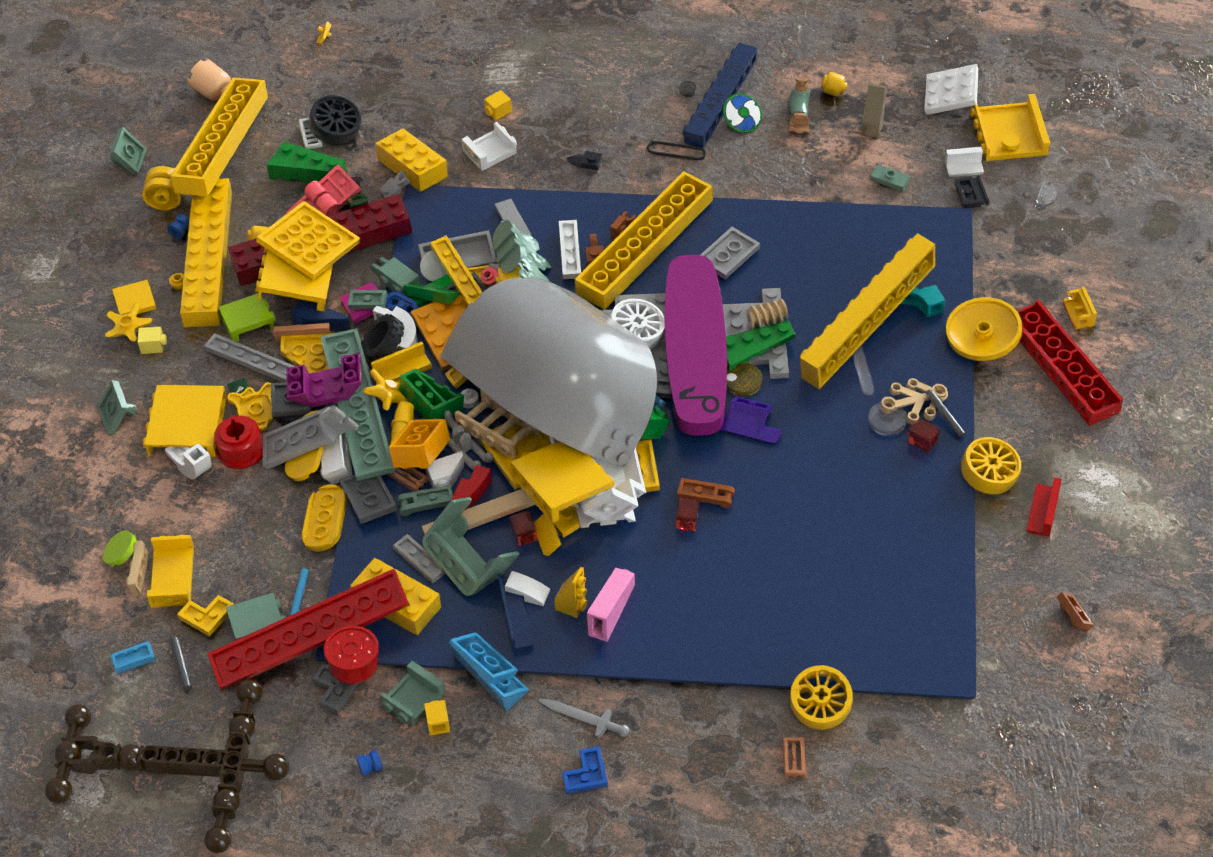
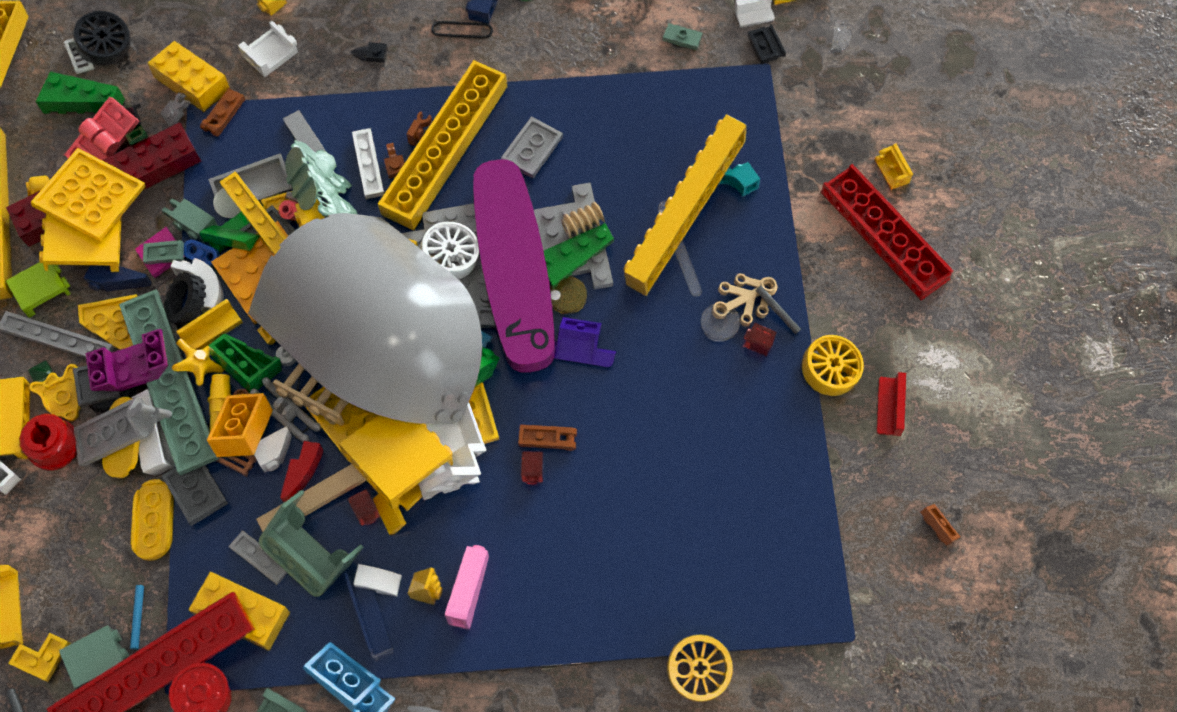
camera: 10 degrees left, 15 degrees up
(307, 329) = (100, 295): nougat tile -> none
(424, 499) = (256, 486): sand green plate -> none
(438, 193) = (223, 112): none -> dark orange plate
(983, 329) = (803, 206): yellow dish -> none

